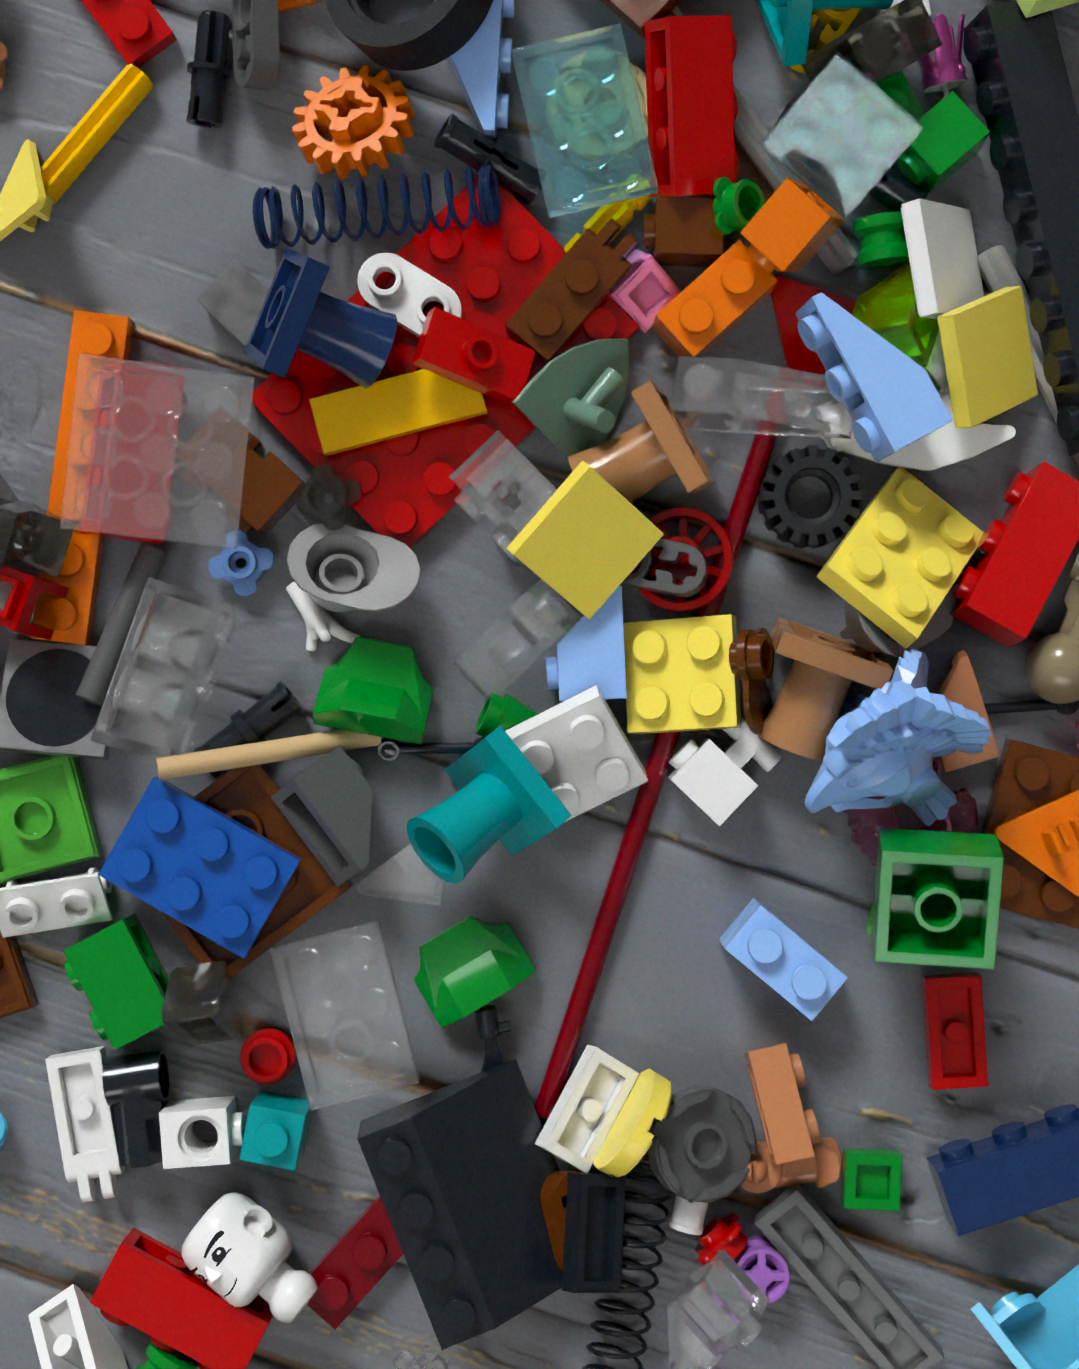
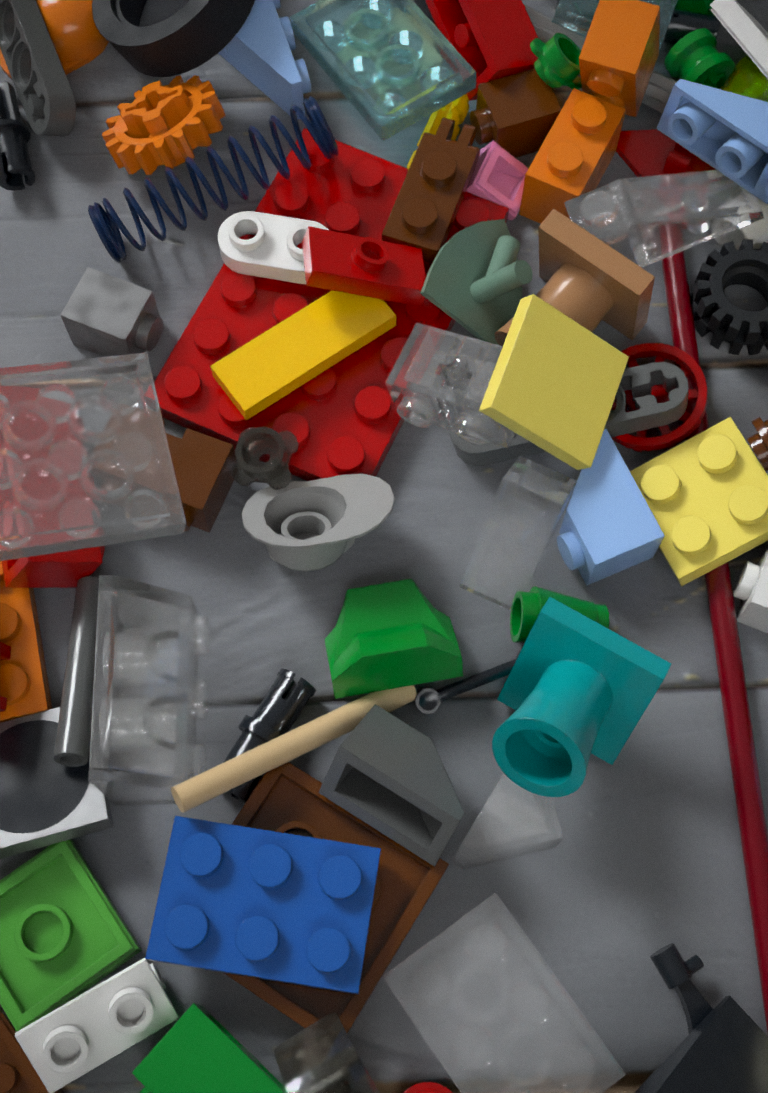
camera: 25 degrees left, 20 degrees down
(243, 579) = (199, 579): medium blue plate -> none
(317, 620) = (293, 589): white bar -> none
(319, 325) = (195, 277): dark blue plant -> none
(470, 968) = (622, 911): green slope -> none
(478, 150) = (272, 100): black pin -> none
(580, 752) = (647, 603): white plate -> none

